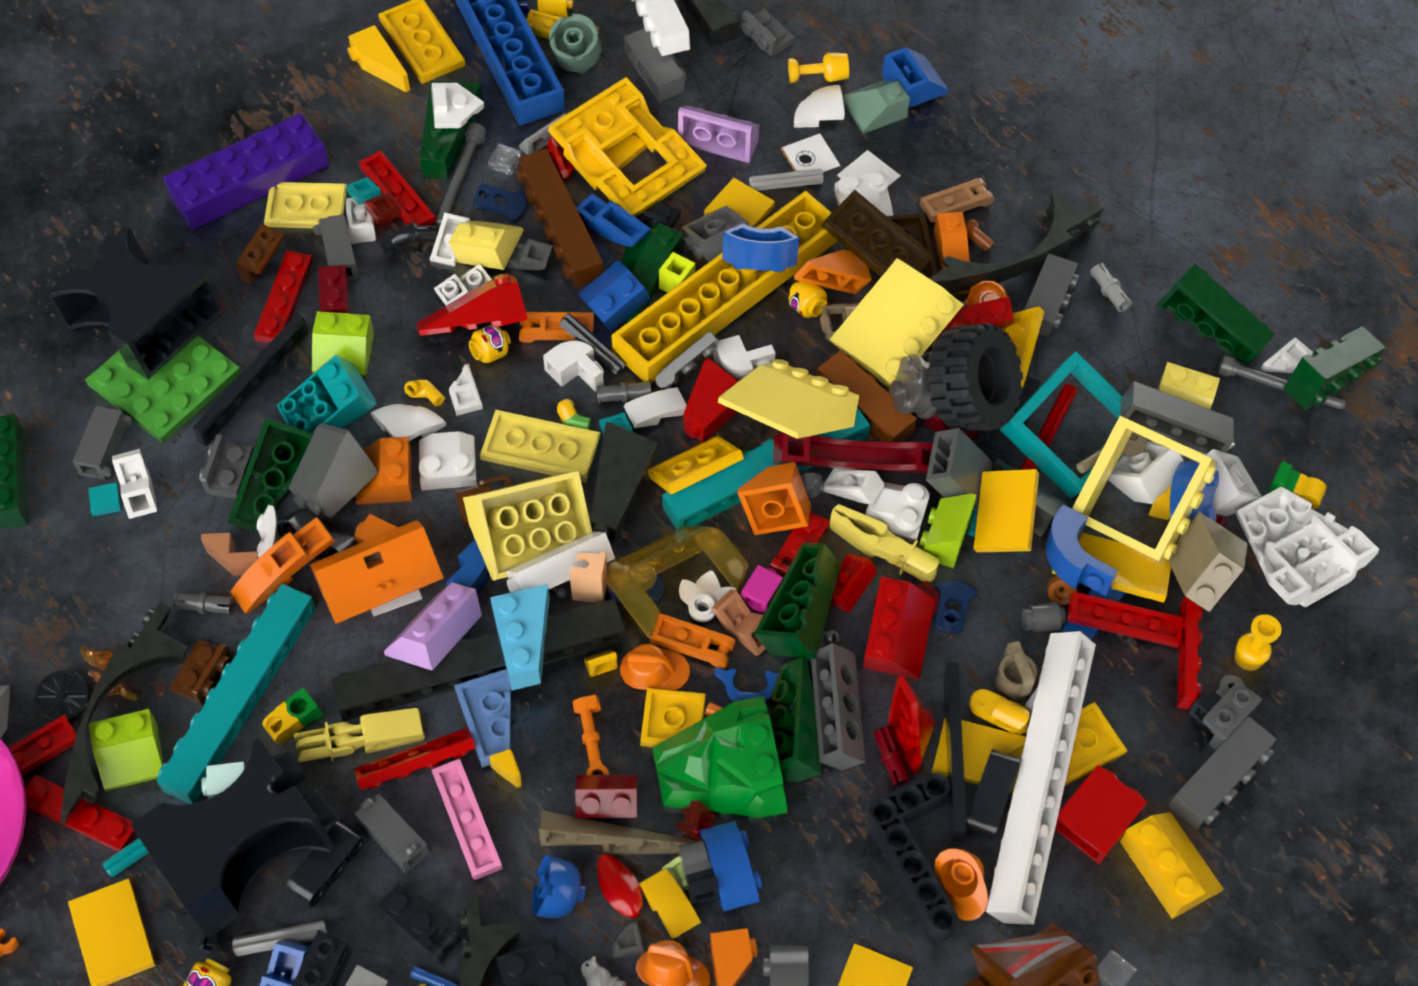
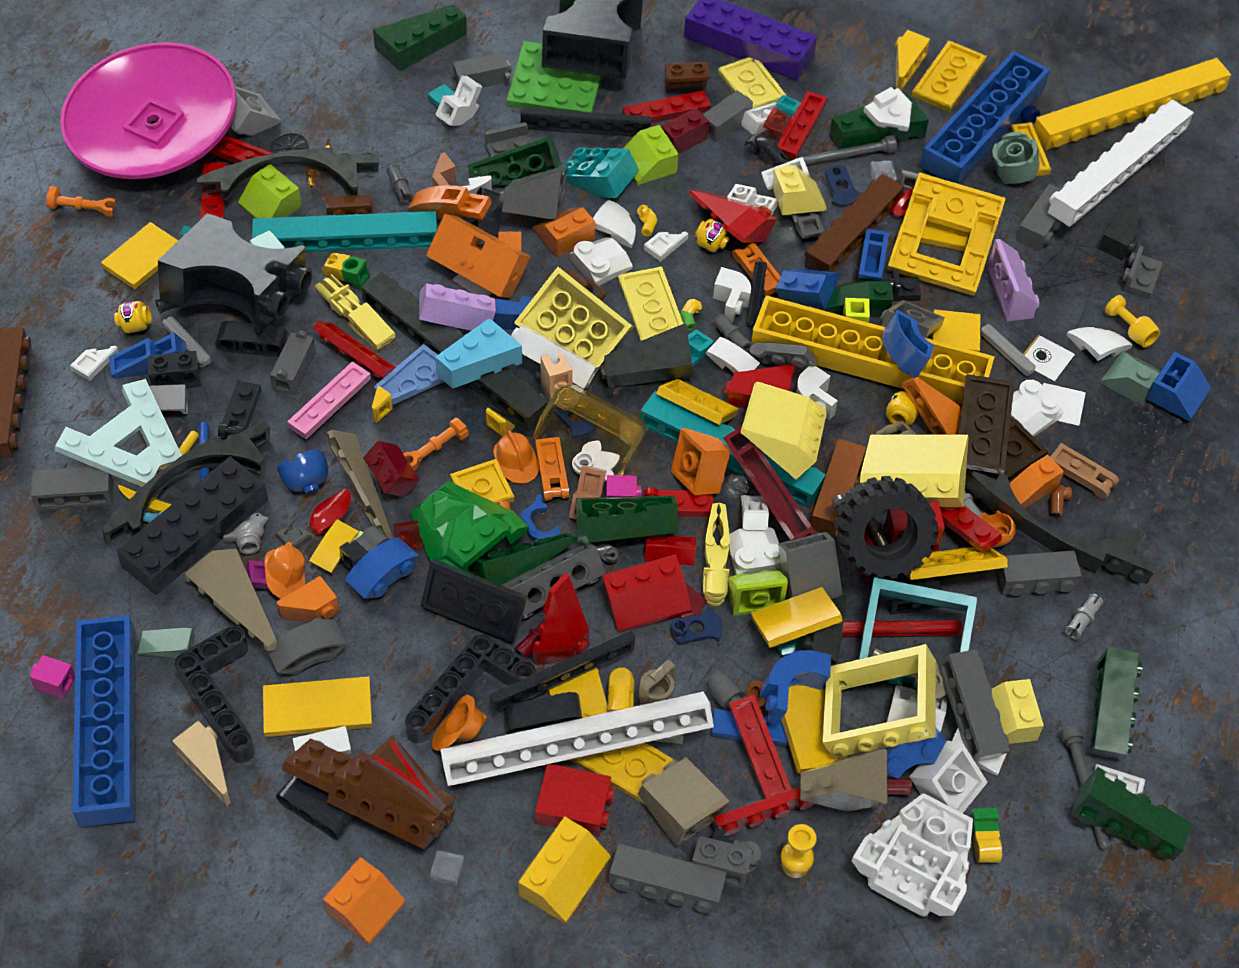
camera: 60 degrees right, 5 degrees down
(825, 793) = (473, 601): none -> black tile
(1156, 714) = (682, 800): none -> dark tan slope

